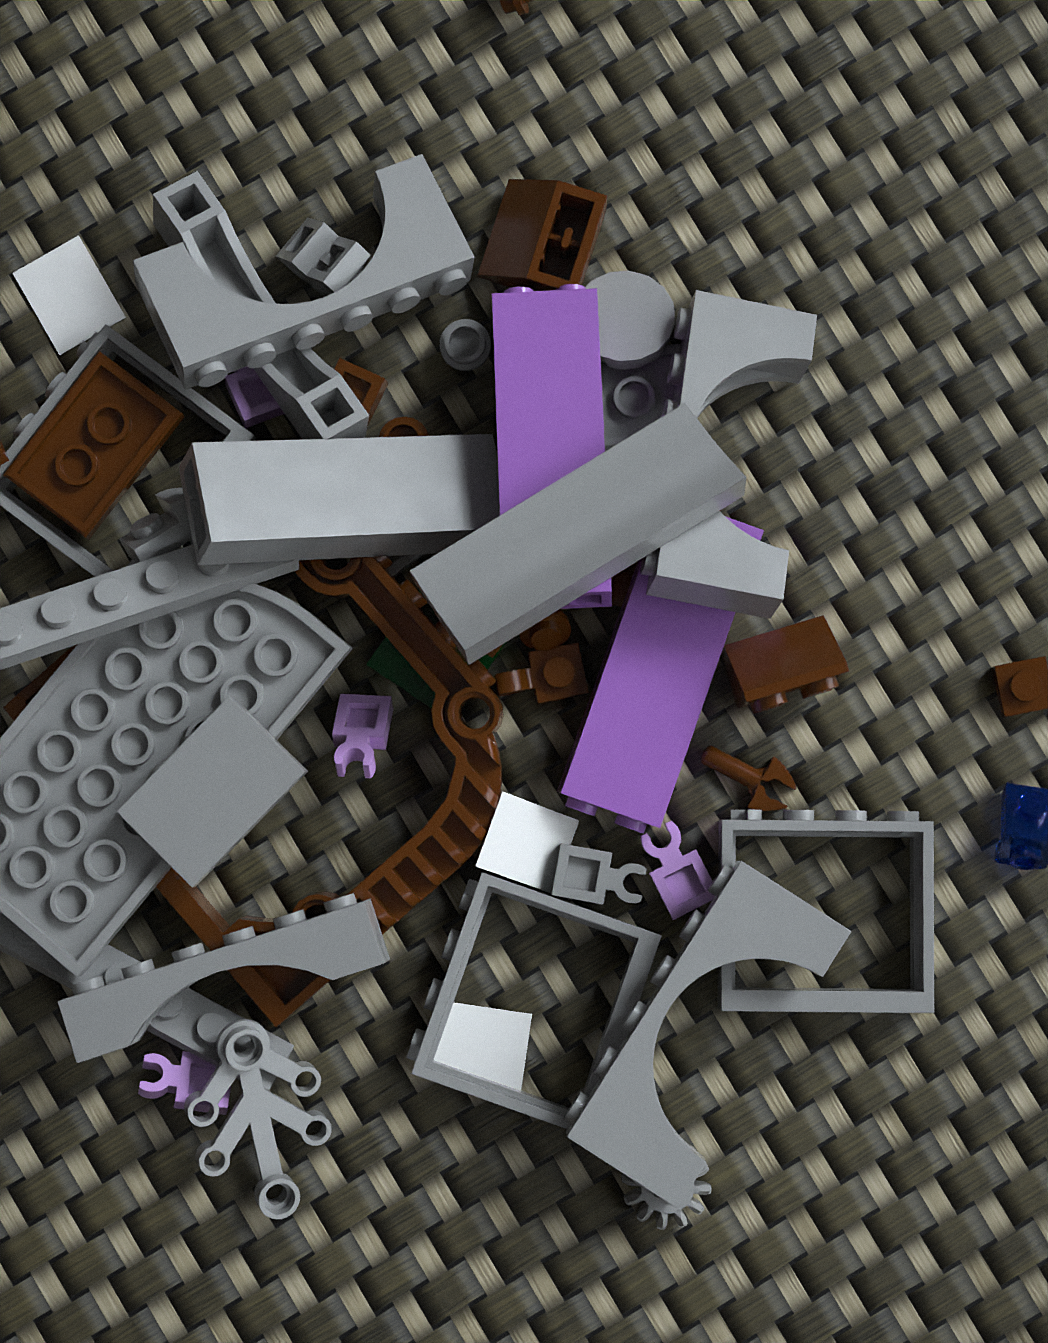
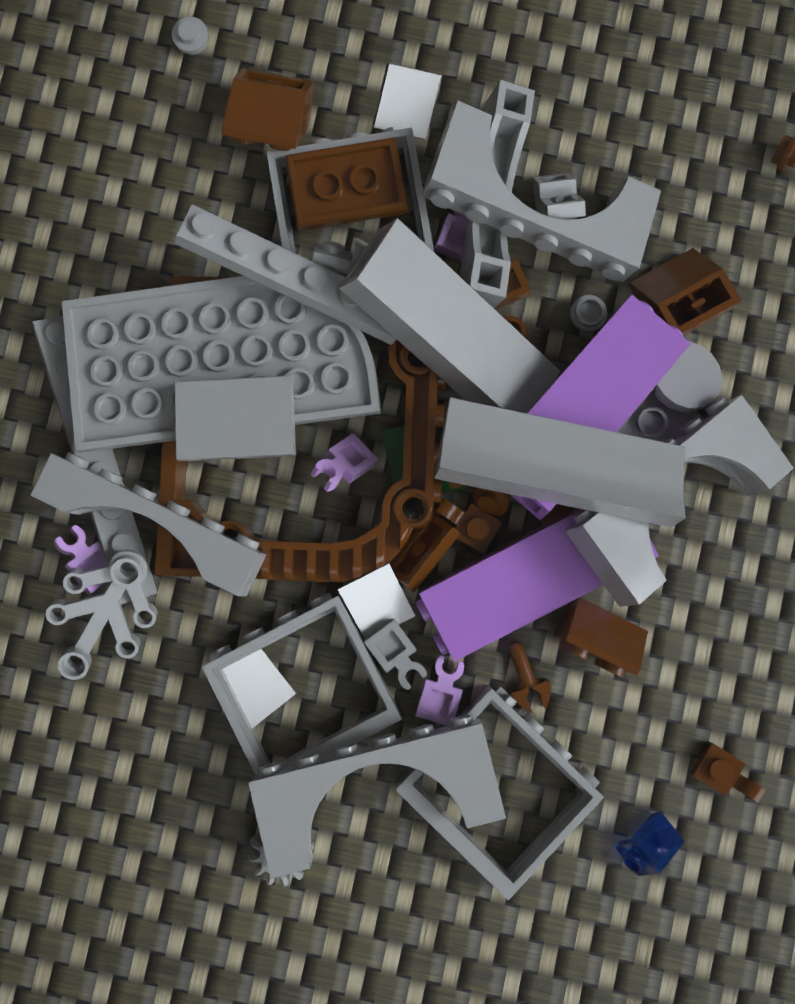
camera: 40 degrees right, 0 degrees up
(526, 748) = (423, 552): none -> reddish brown plate

